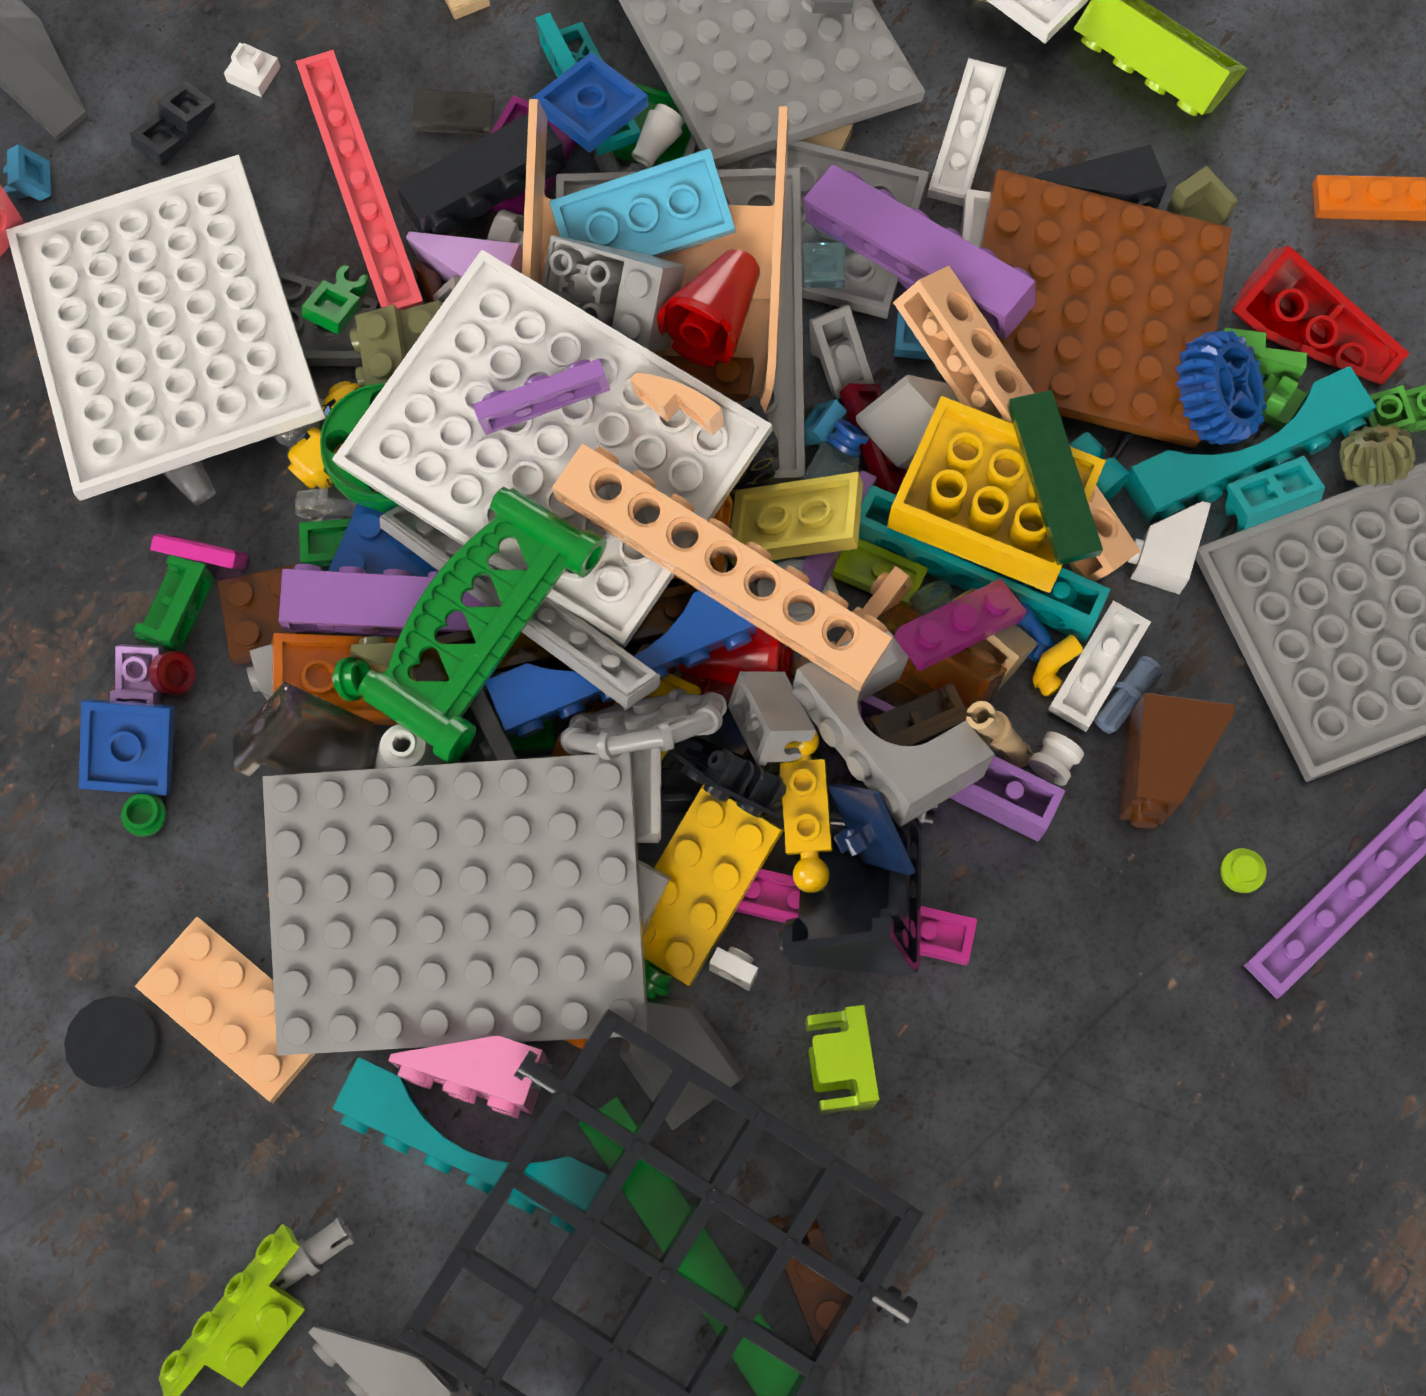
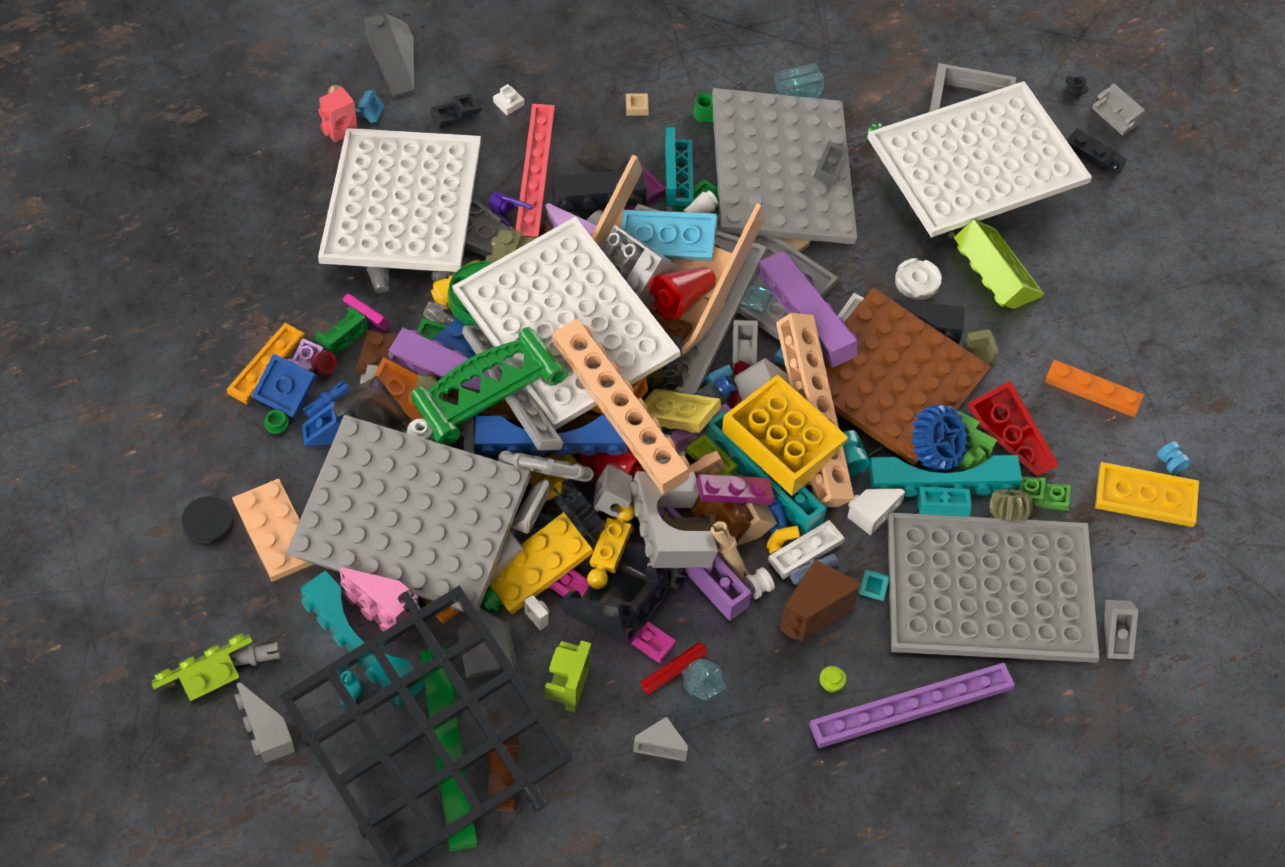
camera: 20 degrees right, 15 degrees down
(80, 678) = (281, 344): none -> light orange tile
(210, 739) = (326, 399): none -> blue pin
(228, 793) = (321, 427): none -> blue slope
(327, 258) = (502, 203): none -> dark purple plant
(336, 303) = (492, 222): green plate -> none
(348, 676) = (406, 391): green plate -> none
(504, 1242) = (353, 686): none -> teal arm
(541, 395) = (569, 292): medium lavender plate -> none
(591, 102) = (670, 174): blue plate -> none
(669, 396) = (634, 317): light nougat slope -> none
(869, 829) = (636, 565): dark blue piece -> none
(966, 131) = (872, 266): white tile -> none
(992, 964) = (673, 668): none -> red axle
(1038, 1101) = (661, 741): none -> light grey slope
(1046, 121) = (918, 279): none -> white tile
(1048, 962) = (703, 679): none -> clear light blue brick
(1054, 477) = (815, 433): dark green tile -> none
(1228, 677) = (874, 585): none -> teal slope

